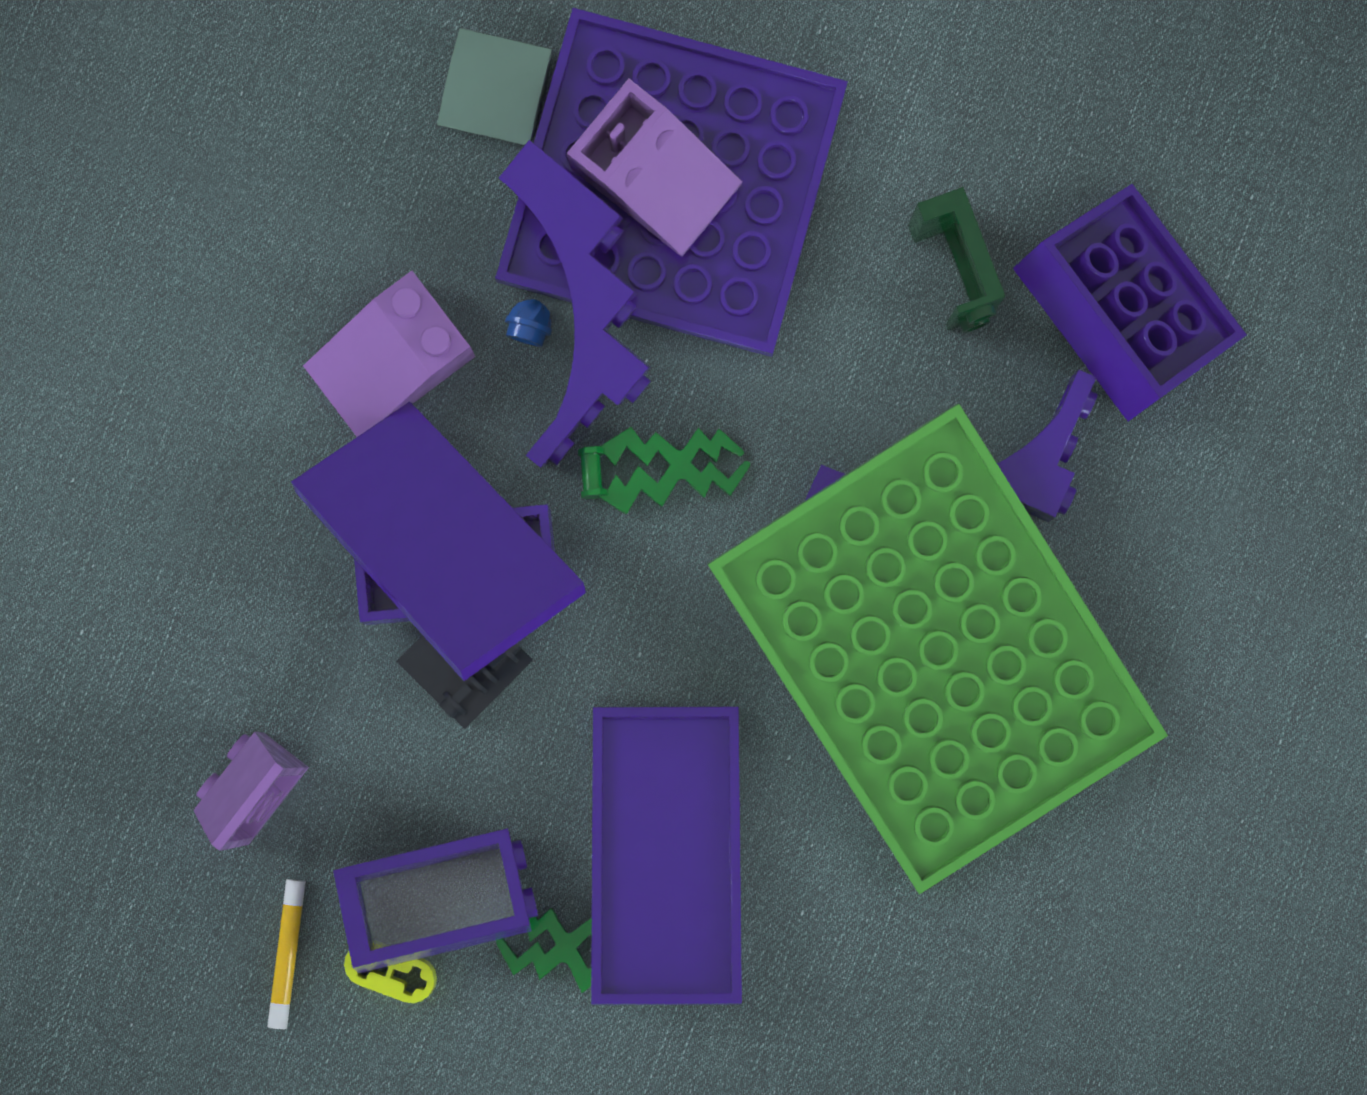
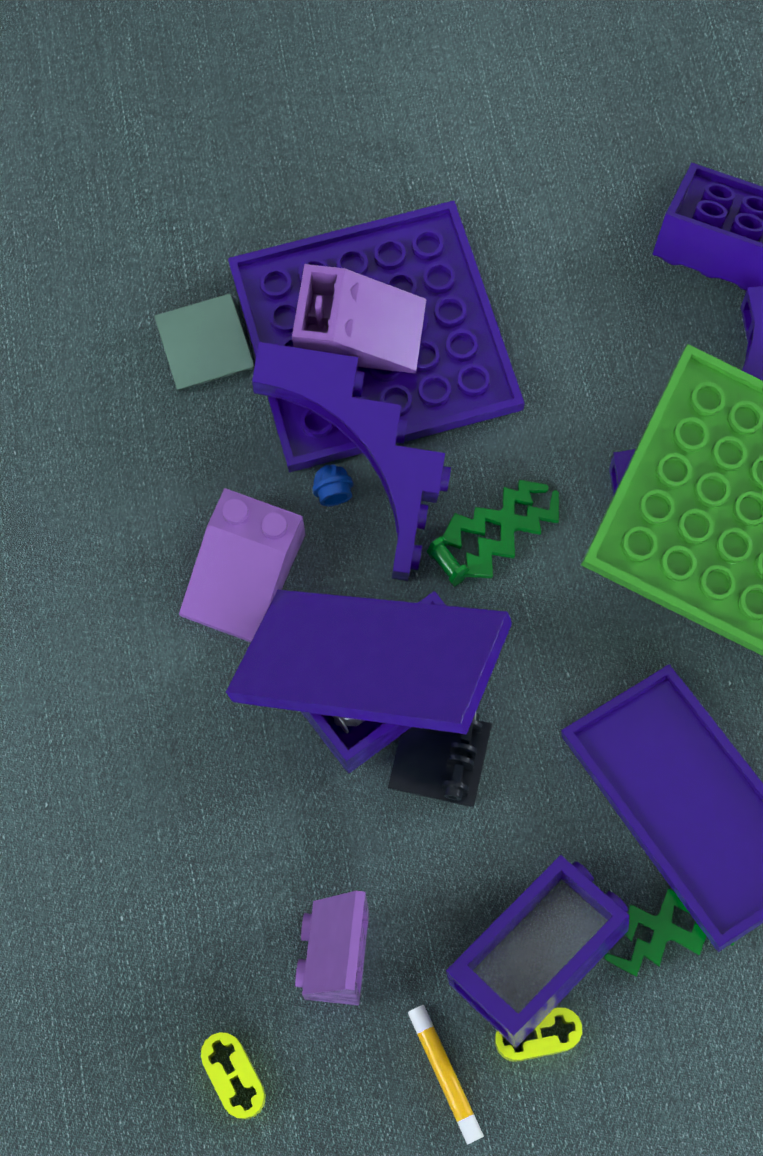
camera: 30 degrees left, 15 degrees down
(85, 837) = (223, 1081): none -> neon yellow beam
(955, 218) = (580, 250): dark green panel -> none

